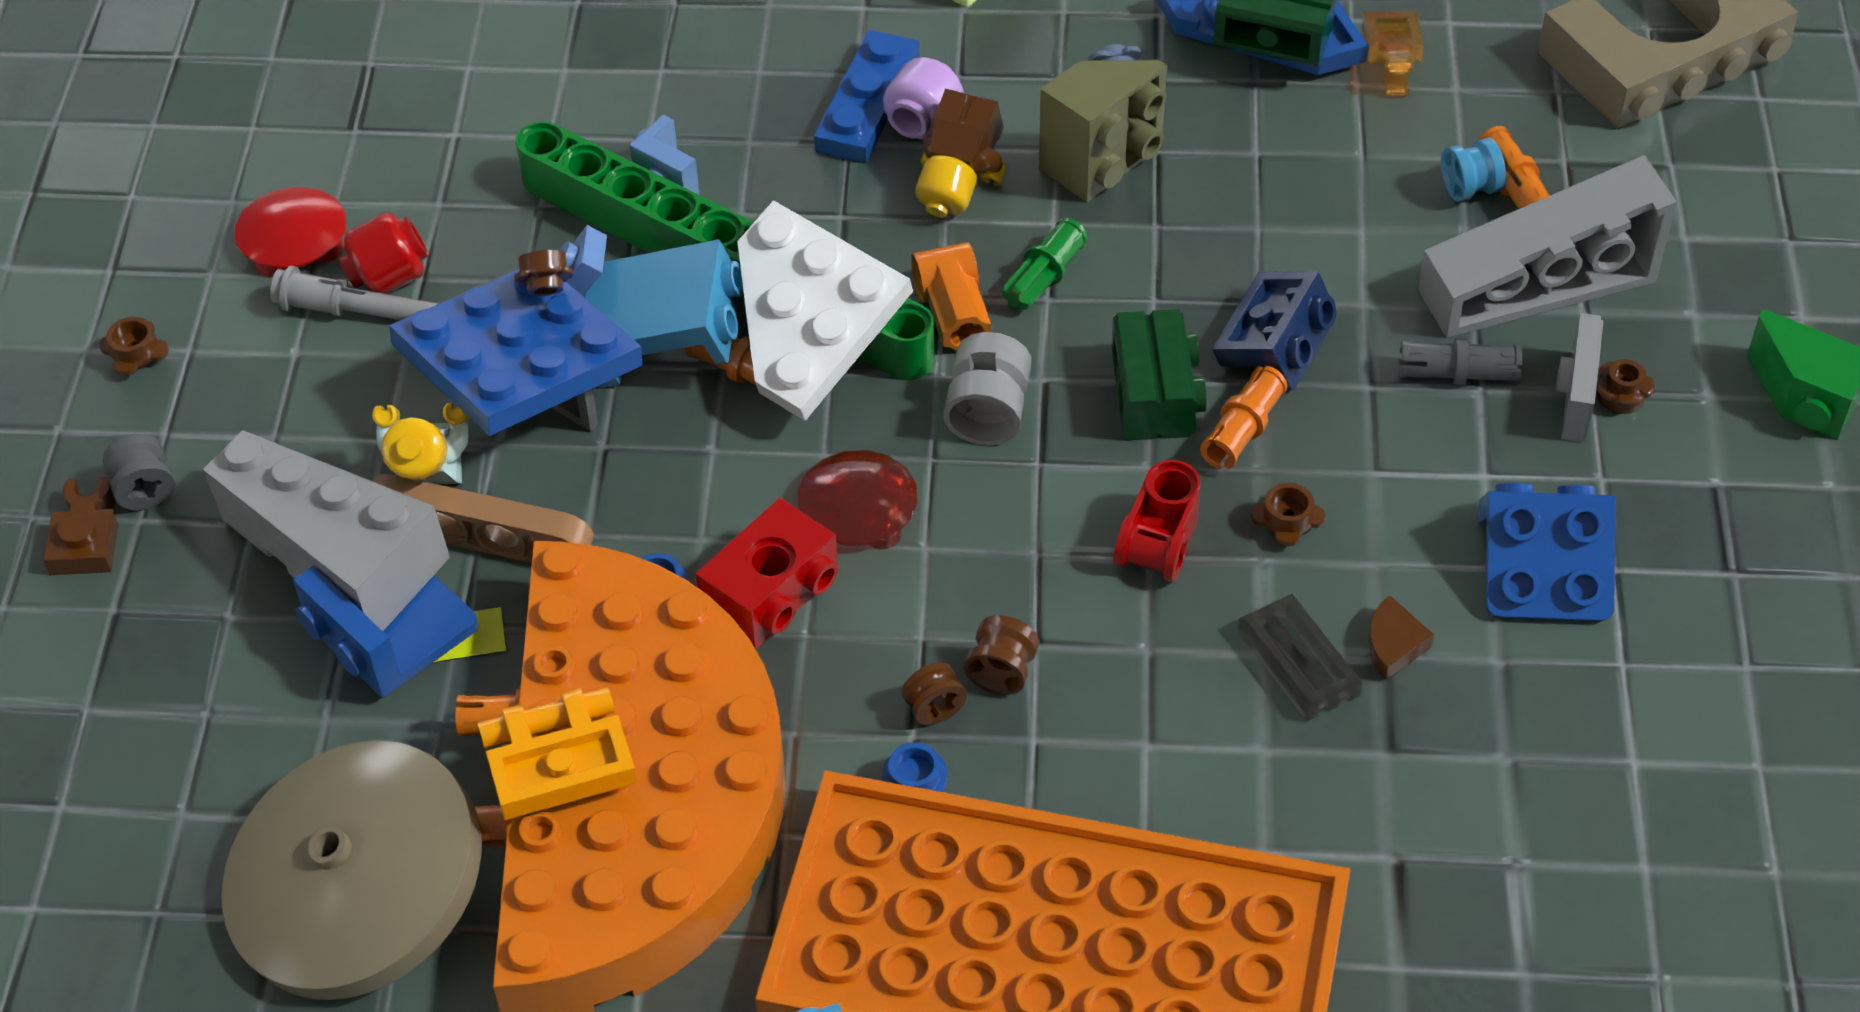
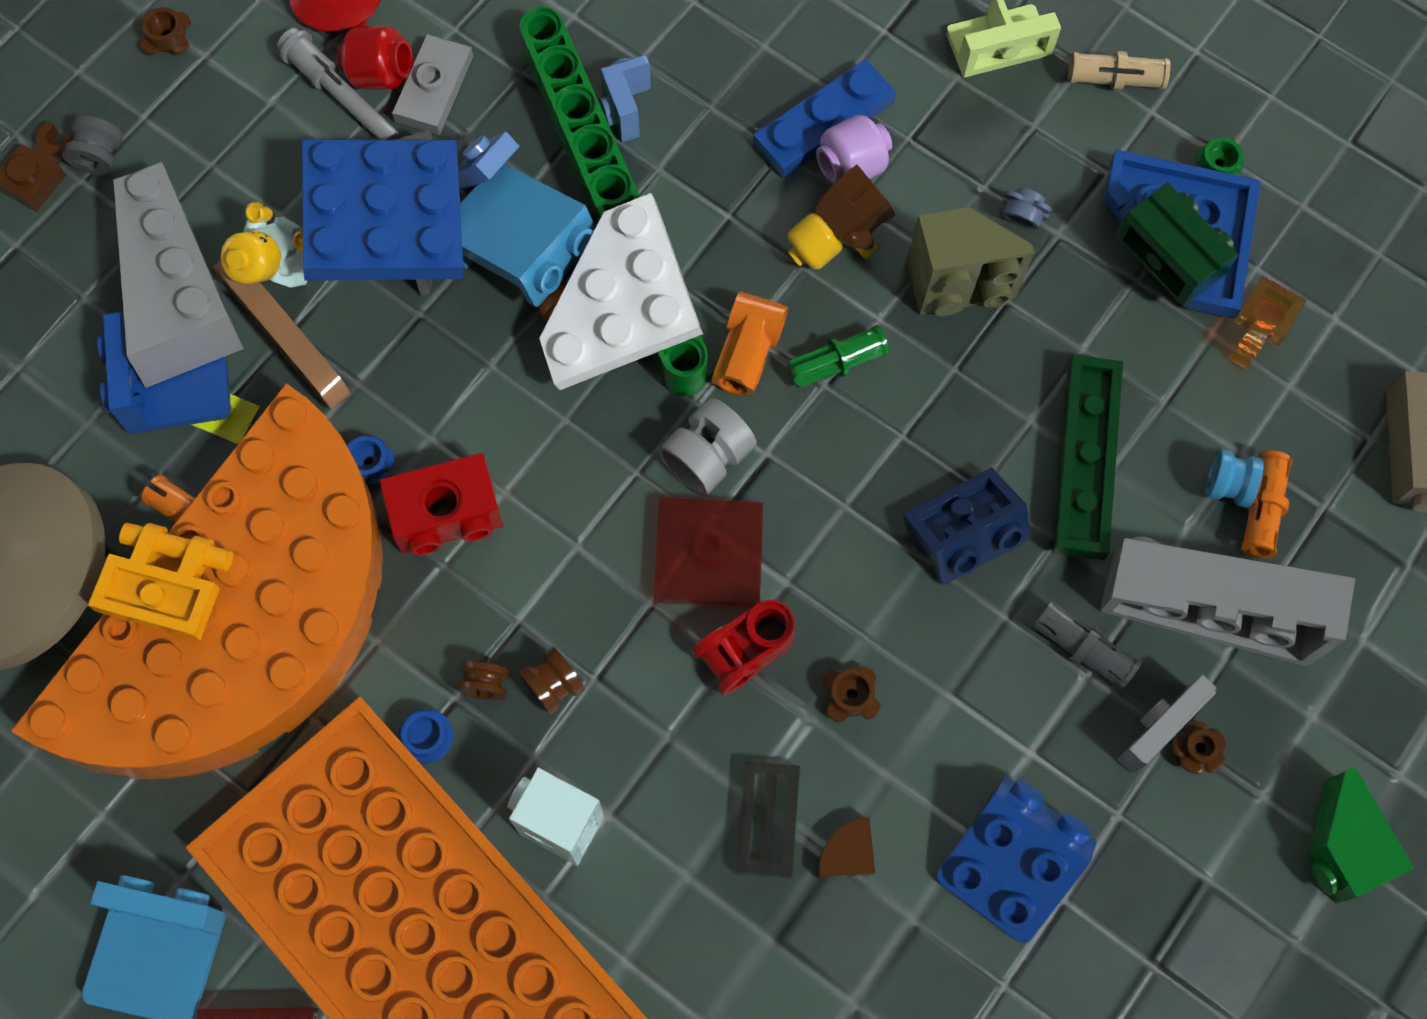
camera: 30 degrees right, 20 degrees up
(456, 249) = (433, 84): none -> light grey plate
(543, 272) = (428, 164): reddish brown plate -> none
(860, 497) = (555, 477): clear red dish -> none
(1057, 479) = (708, 552): none -> clear red plate
(1109, 743) = (555, 815): none -> light aqua brick
(1155, 374) = (841, 511): dark green brick -> none
(1243, 417) = (882, 589): orange pin -> none
(1336, 222) = (1088, 457): none -> dark green plate

